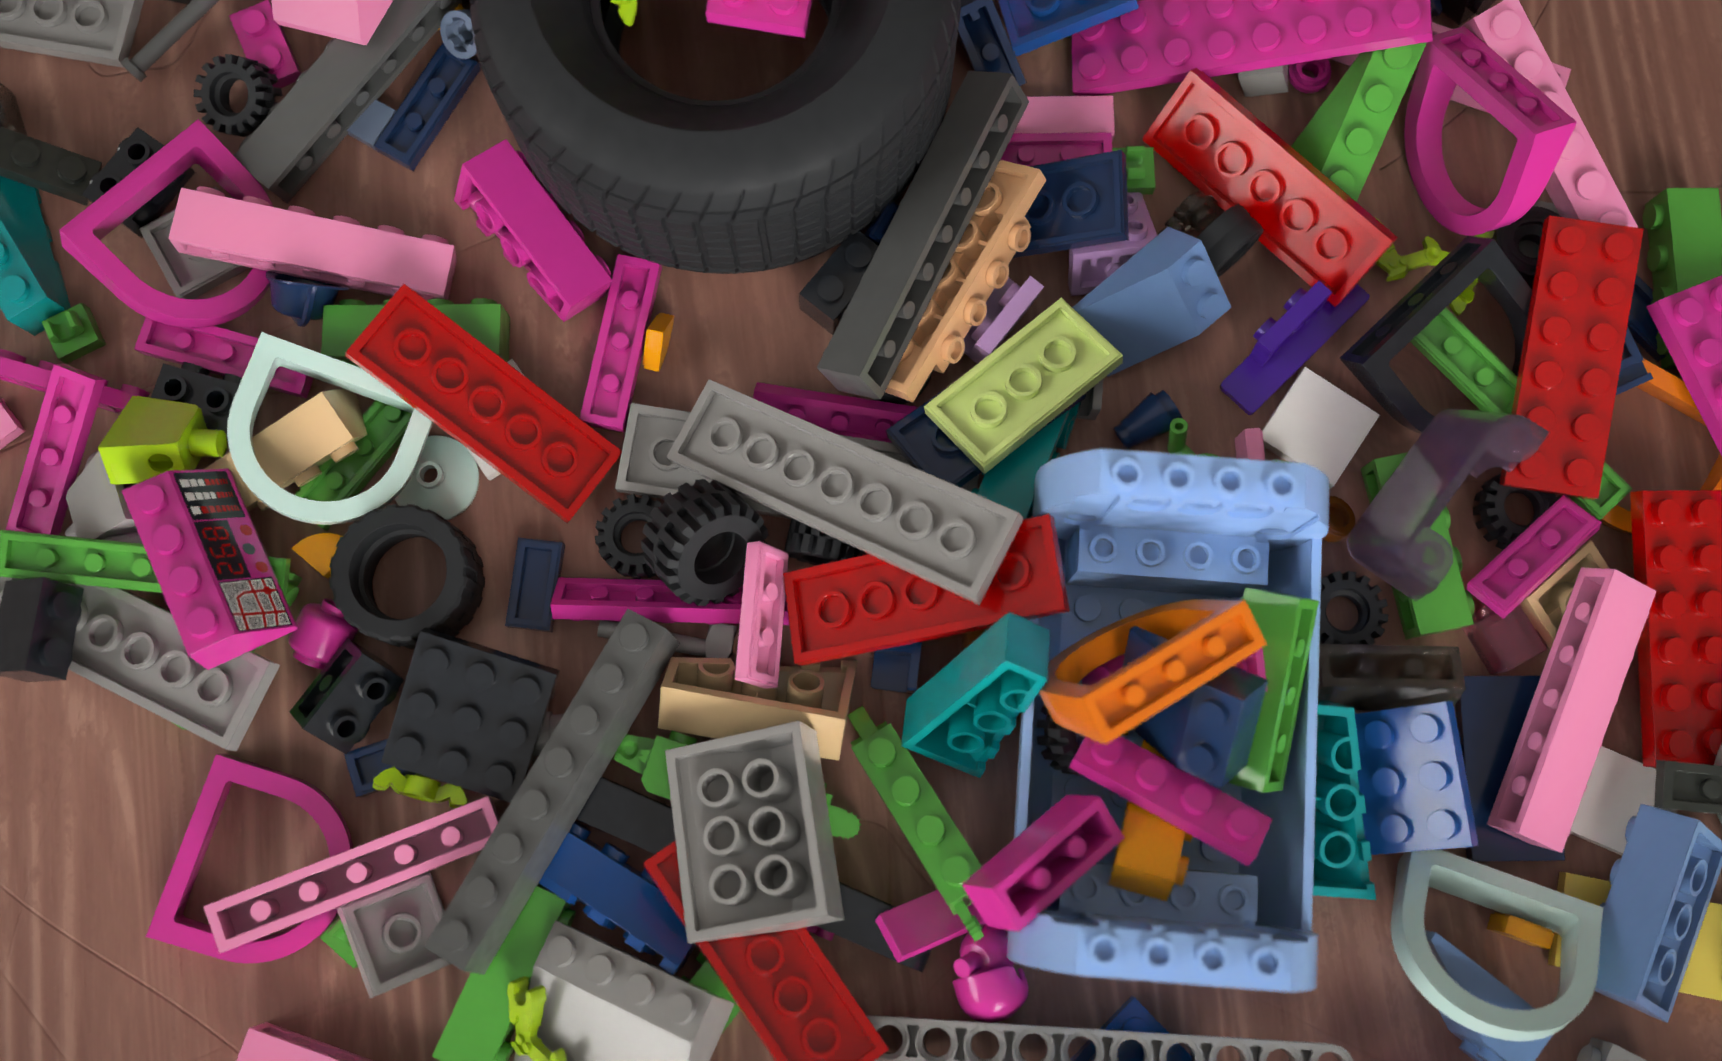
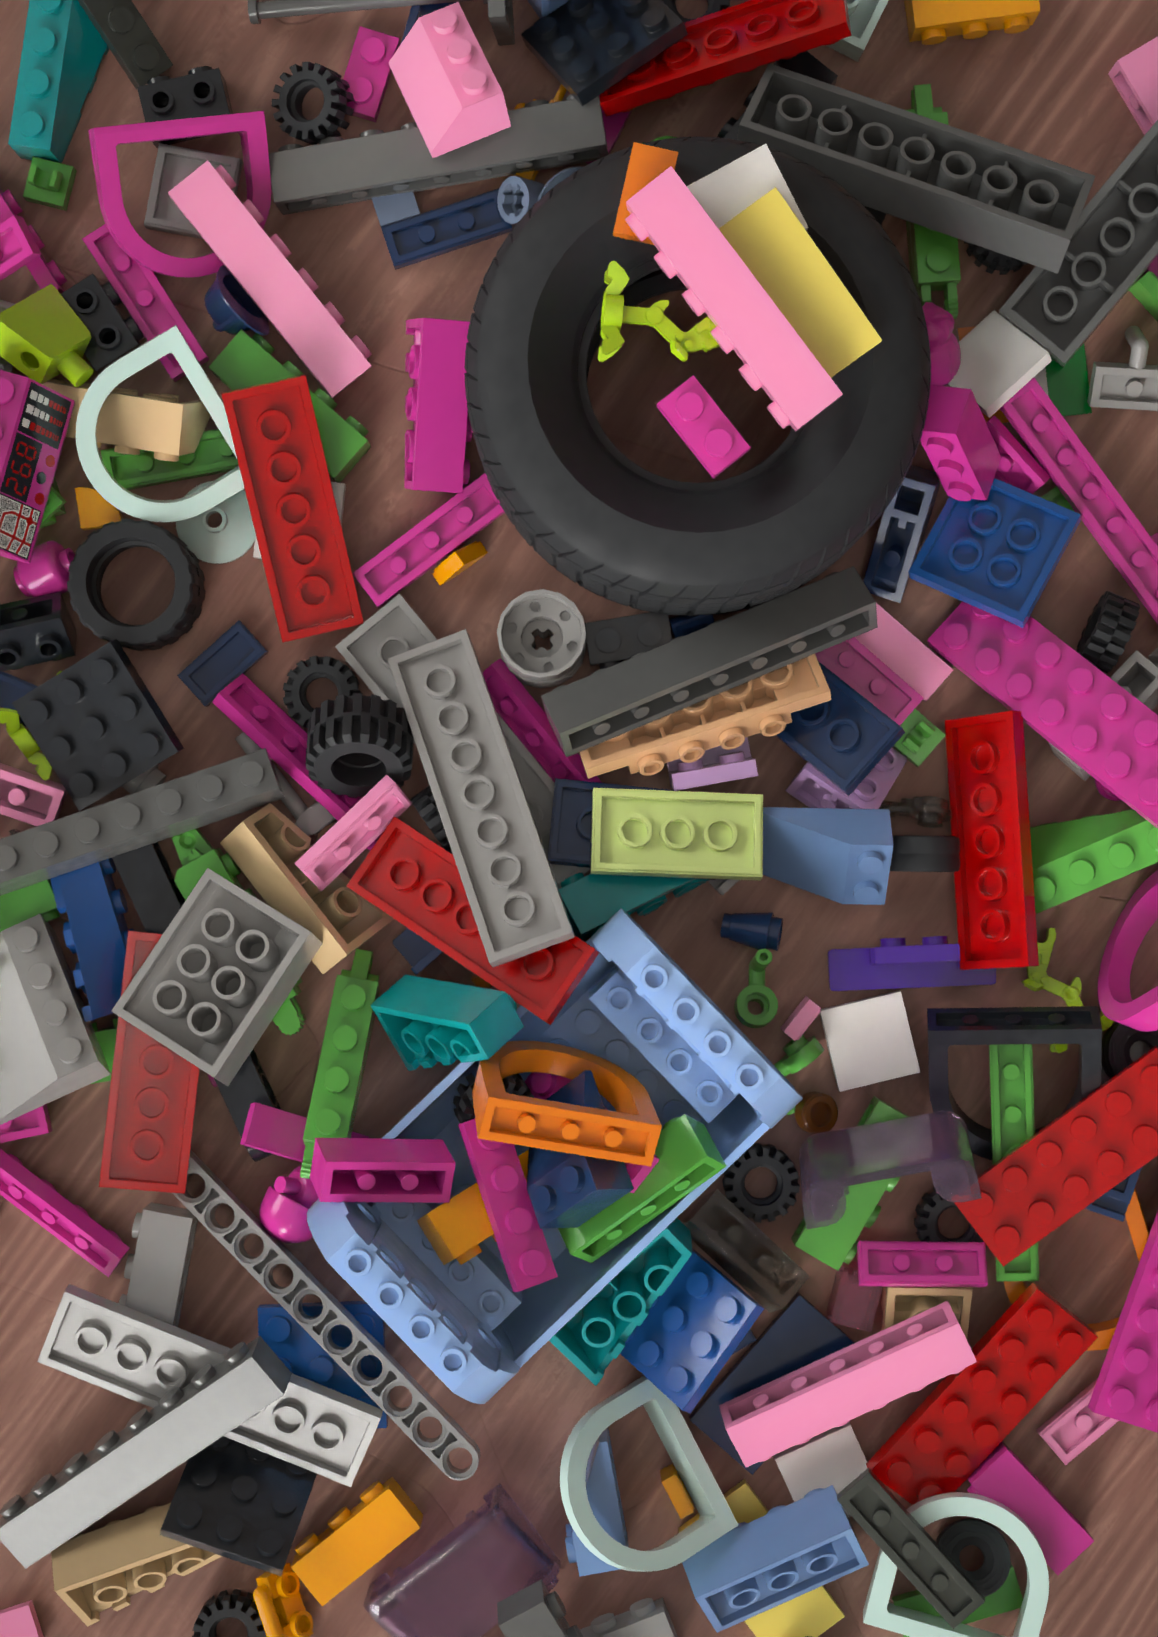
camera: 35 degrees right, 10 degrees up
(771, 313) = (545, 615): none -> light grey wheel

